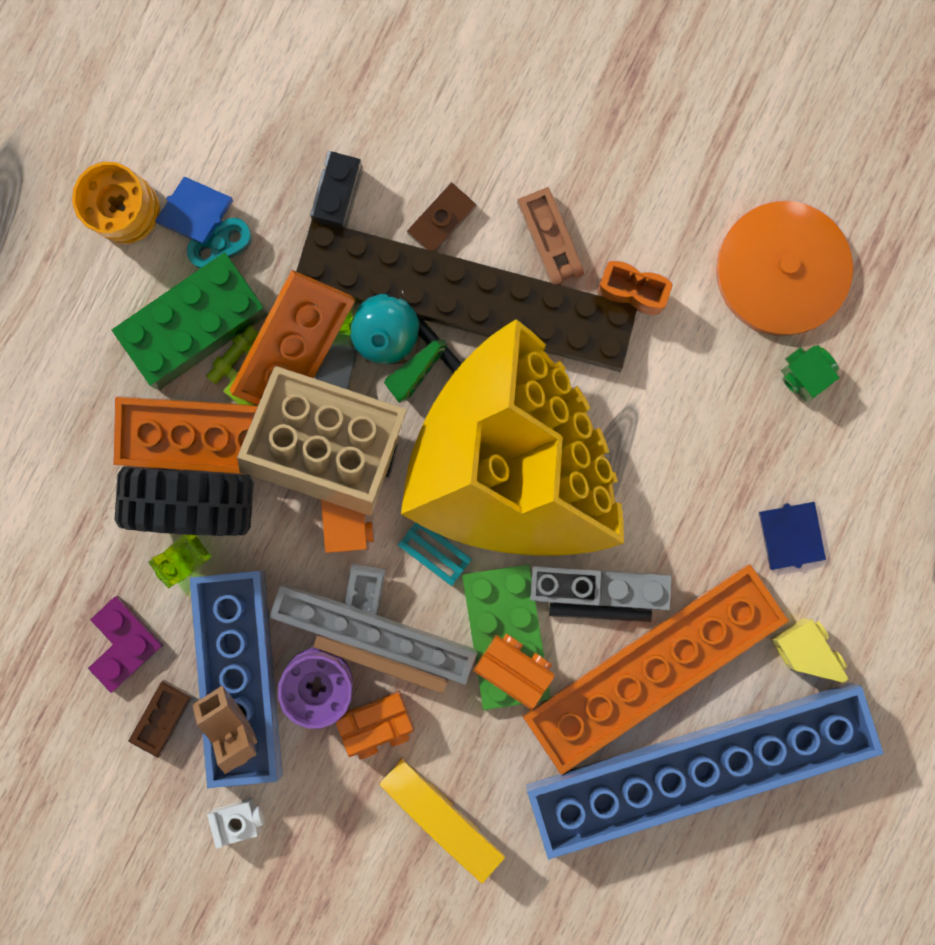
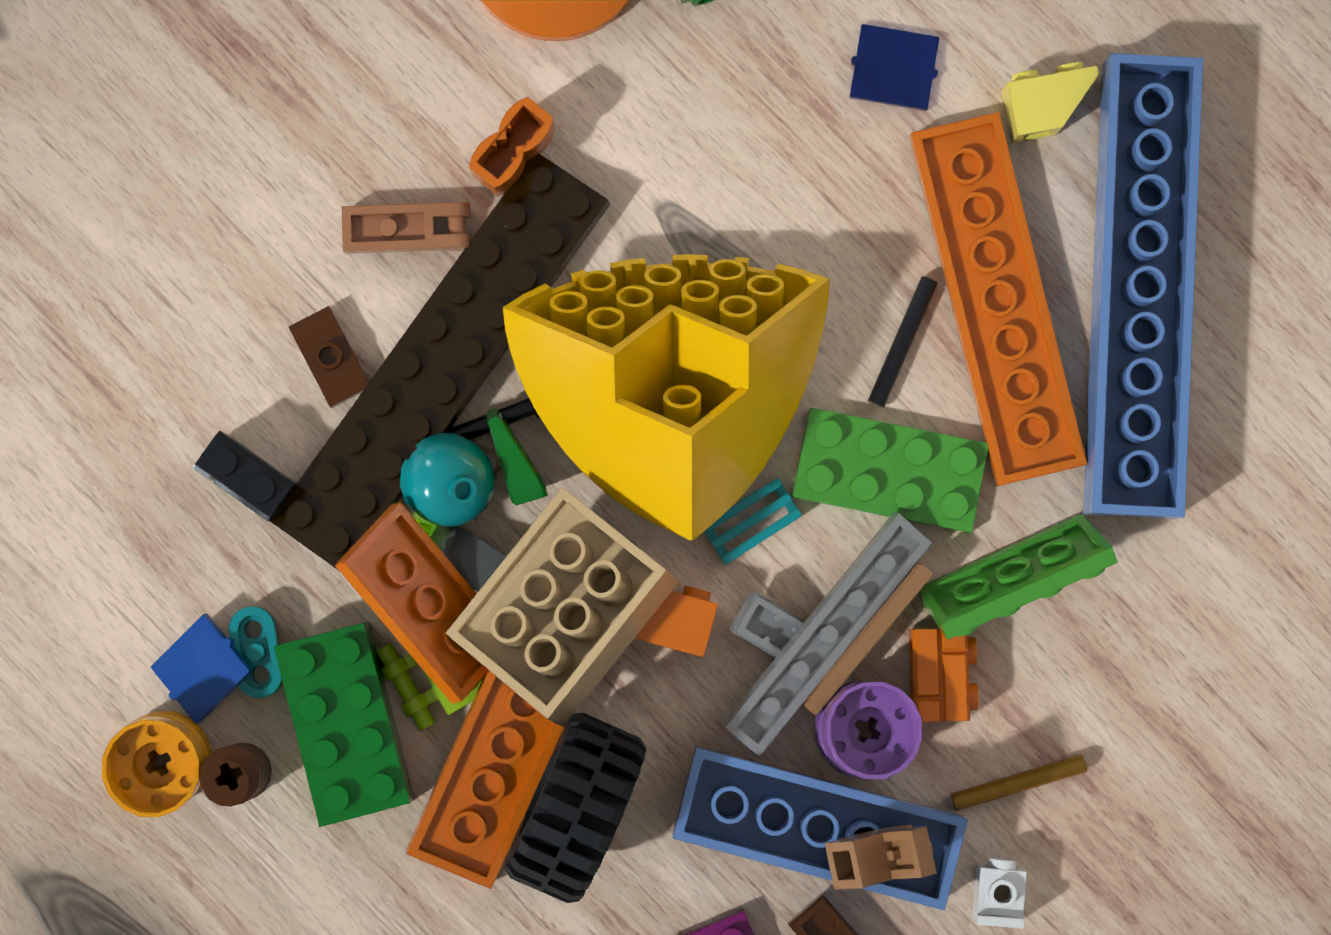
camera: 75 degrees left, 0 degrees up
(127, 258) = (217, 780): none -> reddish brown piece
(180, 560) = (644, 847): clear neon green bracket -> none
(320, 807) = (1018, 782): none -> pearl gold bar
(442, 820) = (1089, 634): yellow slope -> none
(463, 754) = (1016, 576): none -> bright green plate
(514, 670) = (937, 473): orange brick -> none
(601, 588) = (873, 328): light grey slope -> none

